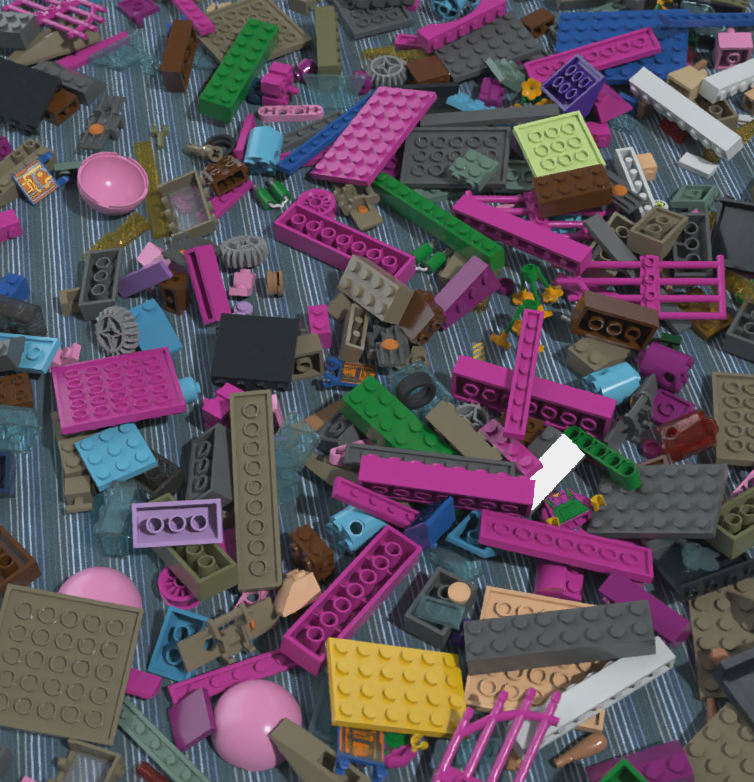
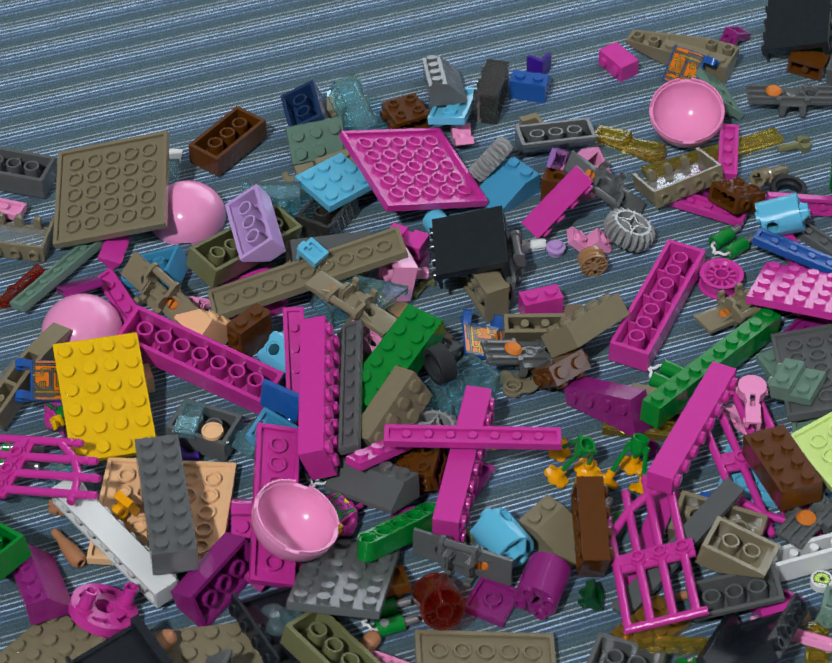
camera: 80 degrees right, 5 degrees down
(29, 472) = (314, 139): none -> sand green plate
(162, 172) = (728, 150): none -> dark pink plate
(238, 473) = (311, 252): none -> medium azure bracket
(314, 449) = (352, 301): none -> dark tan piece
(497, 199) = (754, 386): none -> bright pink piece
(543, 683) = (124, 506): none -> light orange tile
(612, 521) = (294, 521): none -> bright pink piece
(675, 701) = (101, 607): none -> dark pink piece

